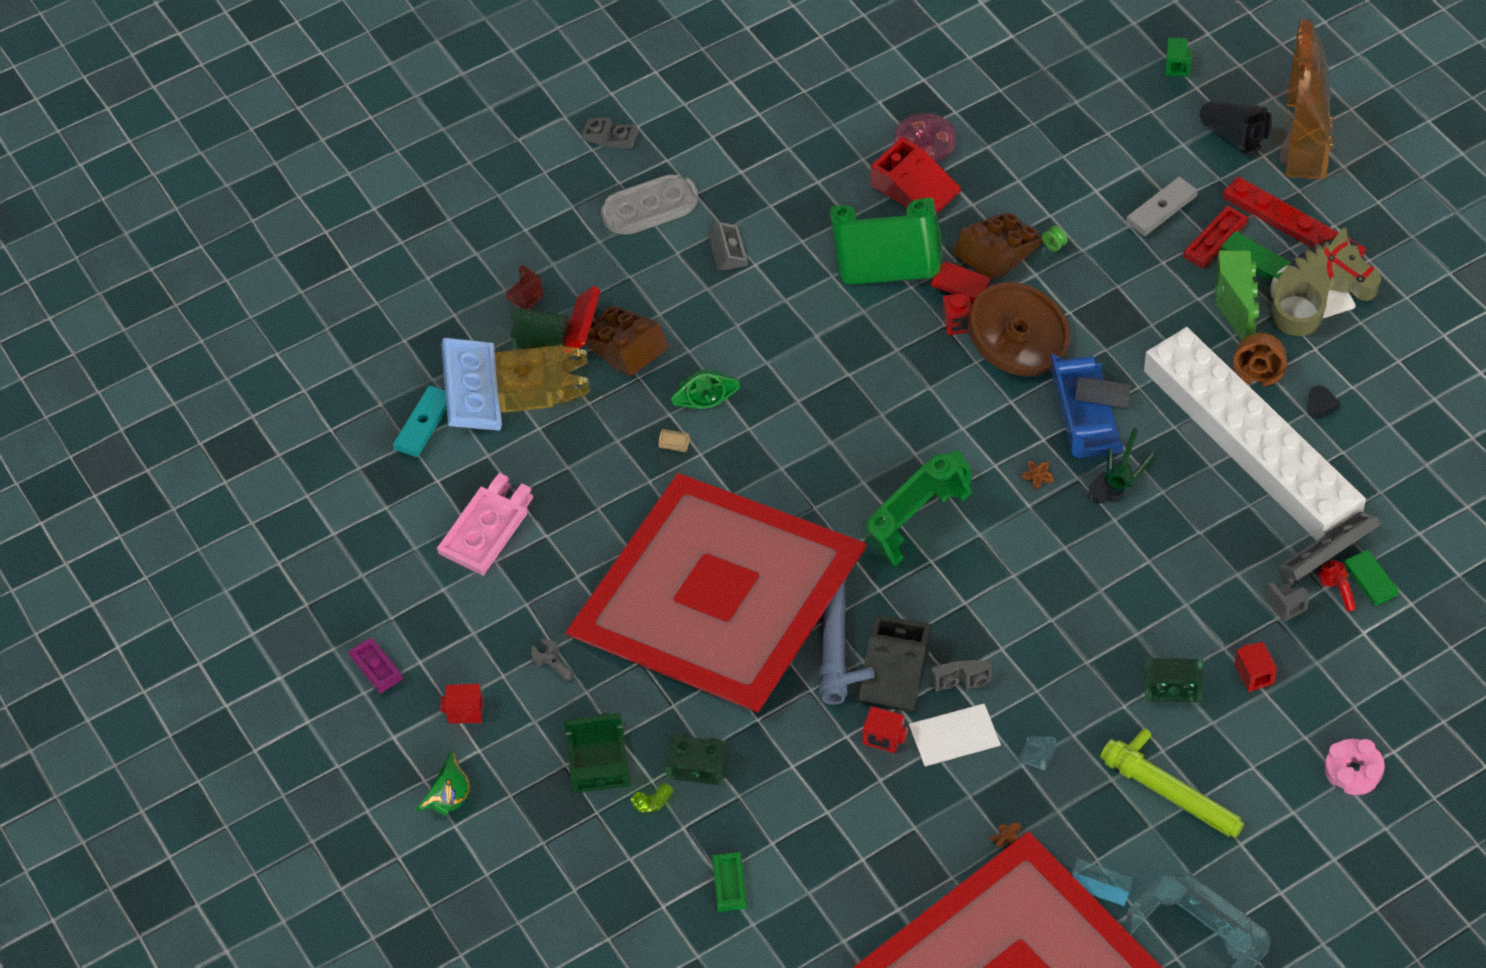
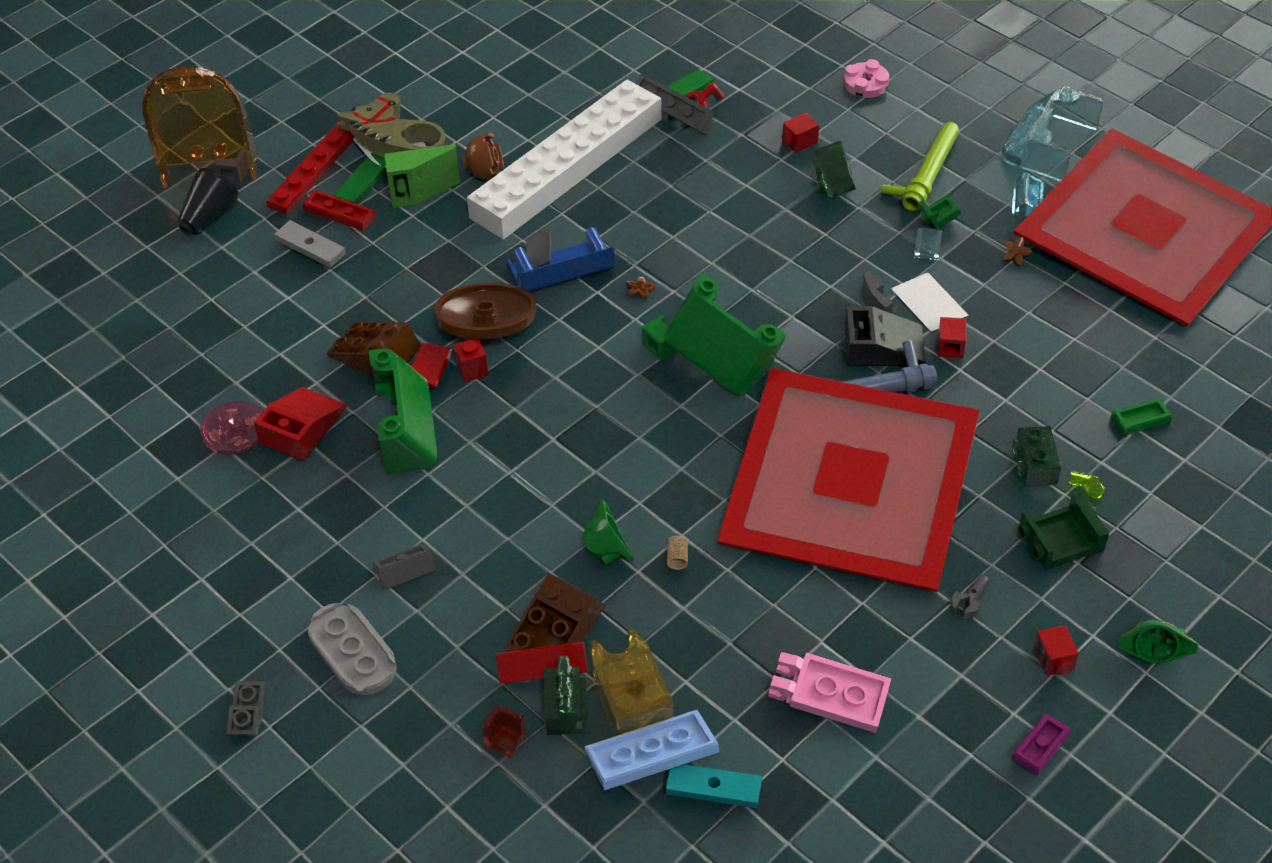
camera: 105 degrees left, 5 degrees down
(1054, 238) = (361, 309): bright green bush -> none
(1085, 770) = (940, 212): none -> green bracket
(1101, 491) = (644, 242): black tile -> none
(1120, 474) = (634, 223): dark green plant -> none
(1178, 58) = (113, 255): green brick -> none
(1286, 601) = (731, 125): dark grey panel -> none
(1321, 402) = (517, 128): black tile -> none

